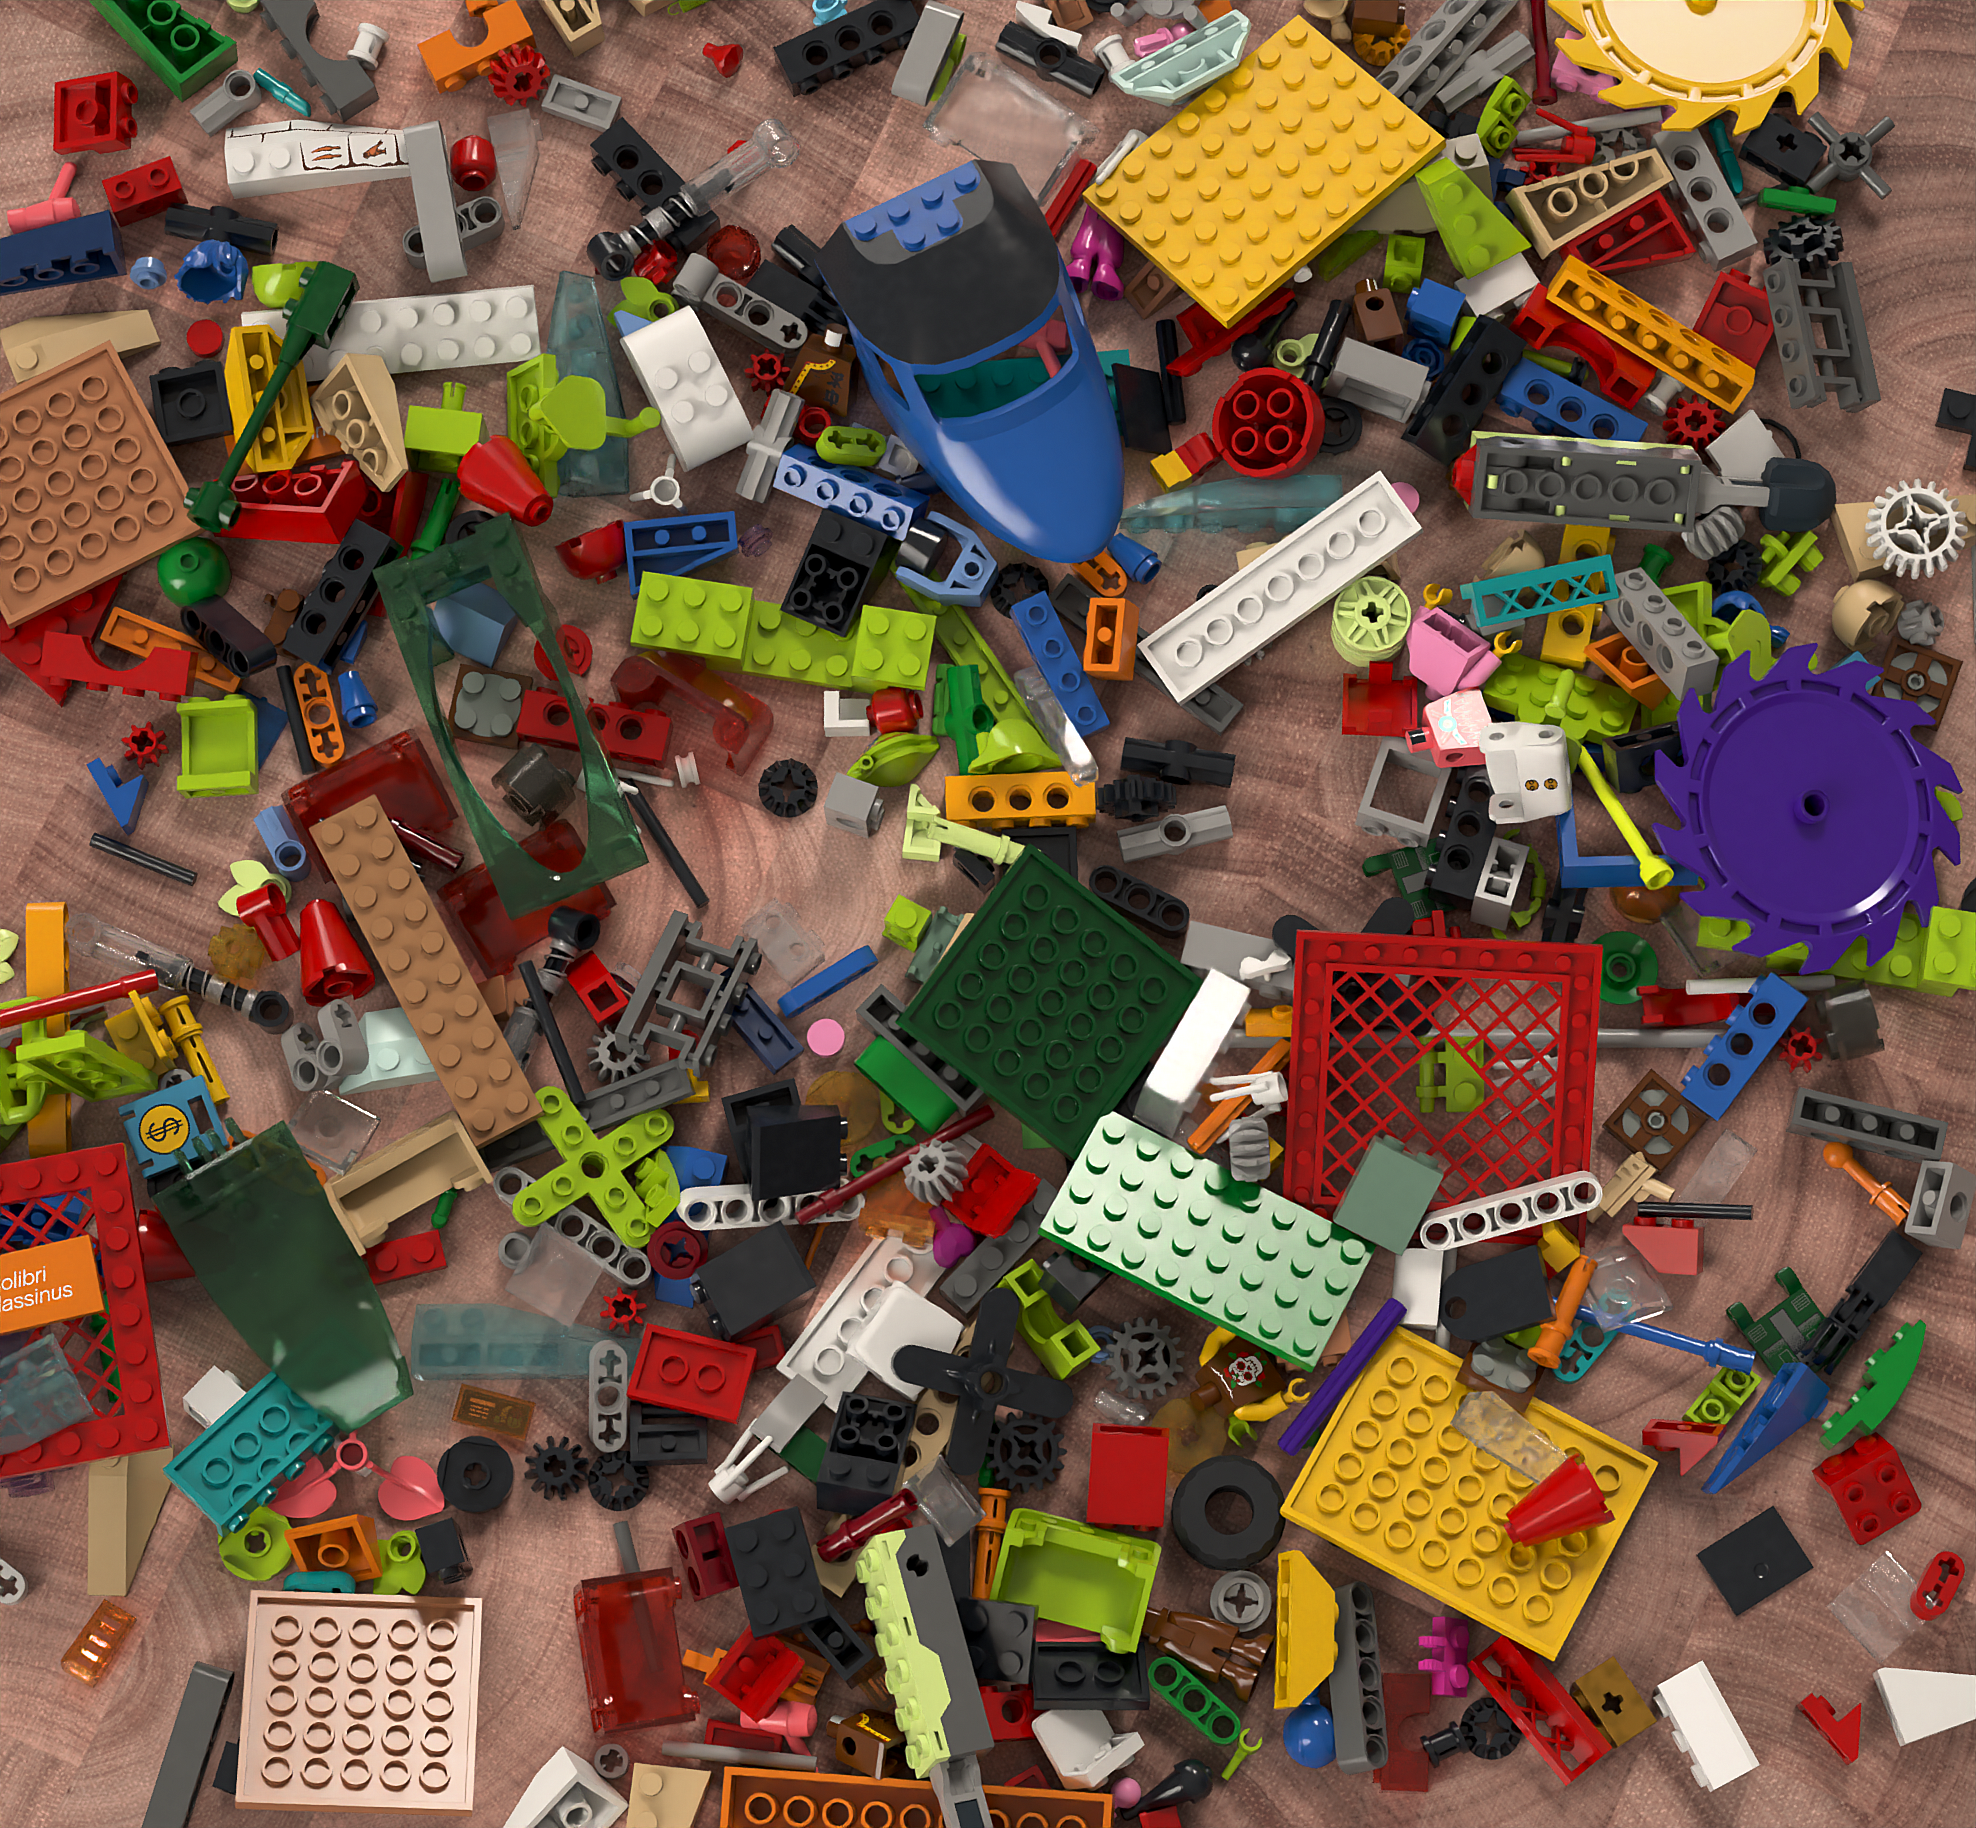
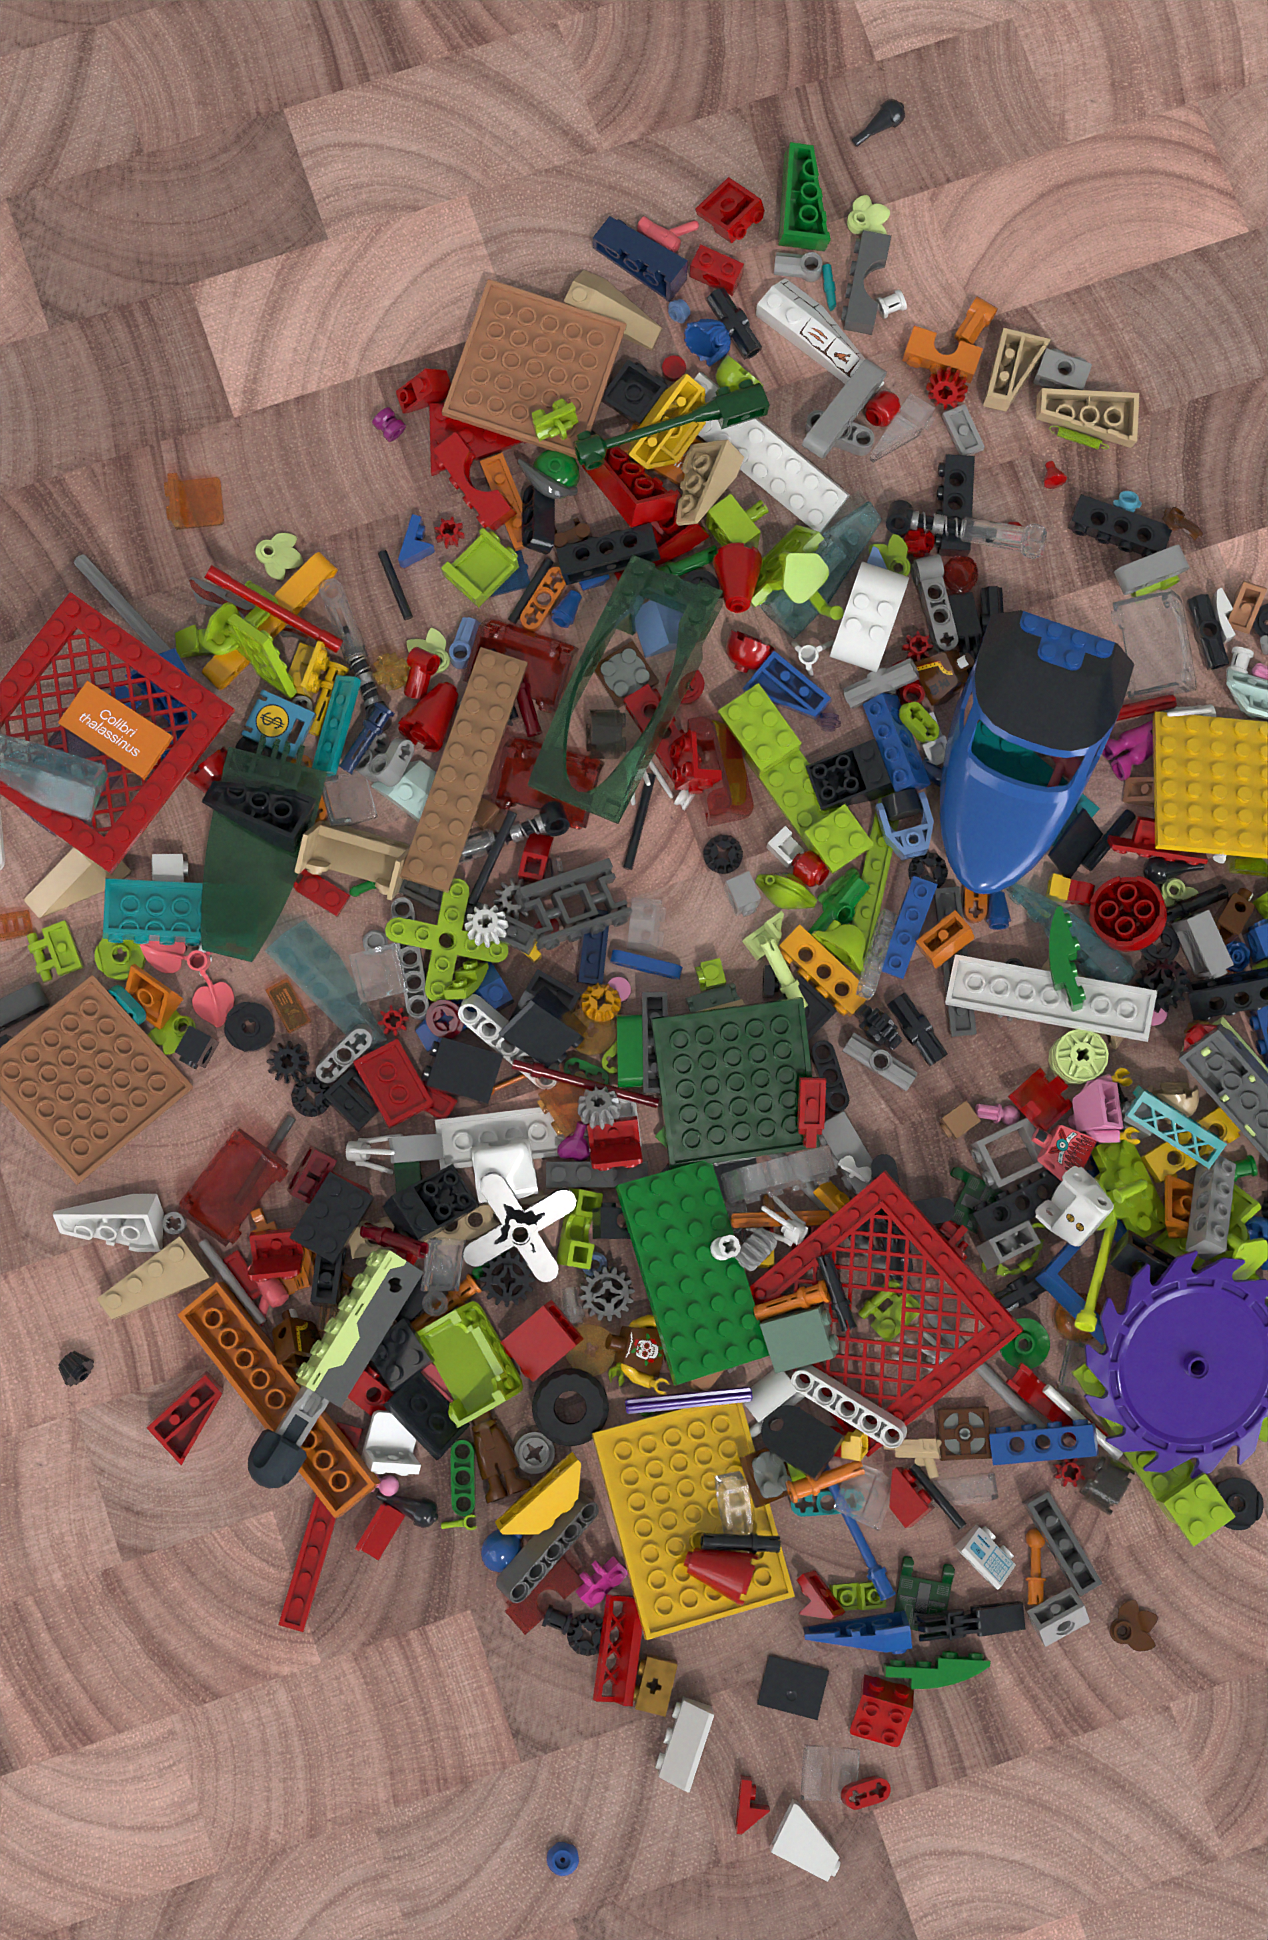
camera: 40 degrees right, 5 degrees up
(145, 514) = (555, 422): none -> lime hips
(183, 1600) = (62, 950): none -> lime plate
(195, 592) = (545, 484): none -> dark grey piece
(237, 1062) = (336, 724): none -> teal fence
(266, 1226) = (270, 814): none -> black wedge
(284, 1024) = (349, 764): none -> dark blue pin
(606, 1104) = (477, 923): none -> white gear
(657, 731) = (685, 771): none -> red bracket
(813, 1080) = (607, 1011): none -> light orange gear
(971, 1542) = (431, 1299): none -> clear cone
(1156, 949) = (811, 1109): none -> red hinge
(1216, 1178) = (718, 1250): none -> white bush
(1242, 529) = (1062, 950): none -> green slope
(1318, 811) = (958, 1121): none -> medium nougat brick
(1349, 1148) = (802, 1298): none -> orange pin
(1361, 755) = (1008, 1115): none -> bright pink axle
(1369, 457) = (1161, 979): none -> black gear
(1376, 1106) = (836, 1292): none -> black pin
(1556, 1450) = (732, 1542): none -> black pin
(1806, 1221) = (986, 1556): none -> white slope

